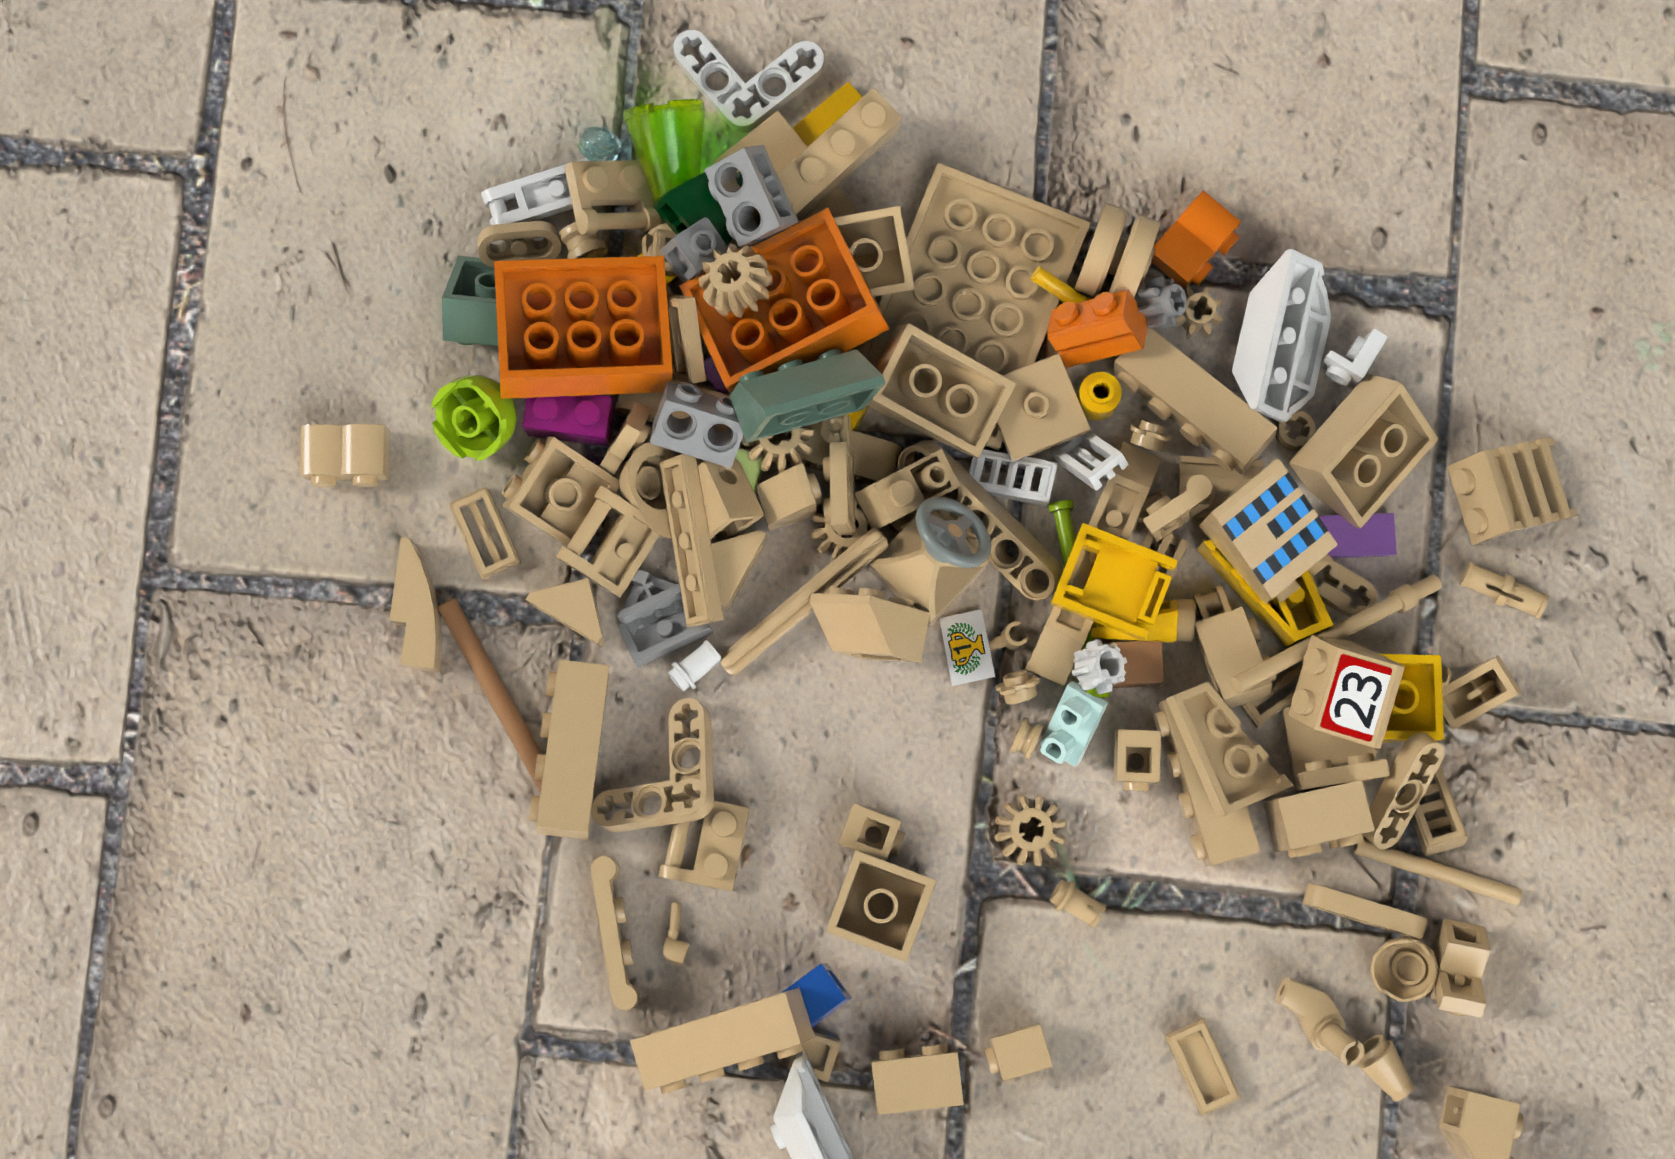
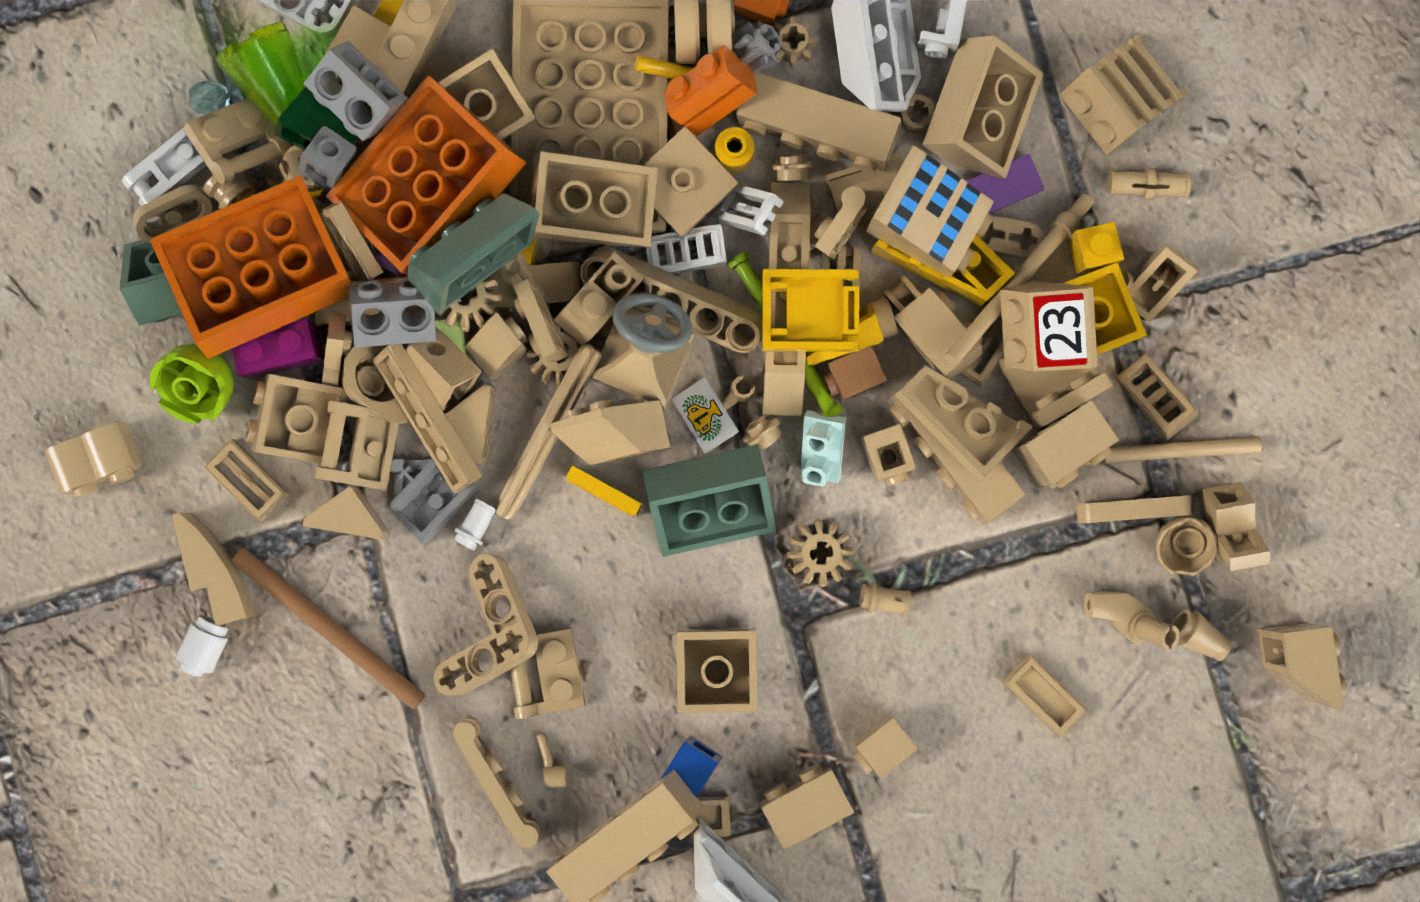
camera: 20 degrees left, 5 degrees up
(376, 680) = (202, 646): none -> white brick
(572, 749) = (395, 640): tan brick -> none
(720, 281) = (371, 173): tan gear -> none
(836, 683) = (603, 491): none -> yellow tile
(863, 818) = (669, 610): tan brick -> none
(939, 734) = (709, 500): none -> sand green slope
(1026, 738) = (786, 474): tan bush -> none
(1099, 666) = (826, 389): white gear -> none
(1391, 814) = (1129, 370): tan beam -> none
(1424, 632) = (1095, 248): none -> yellow brick

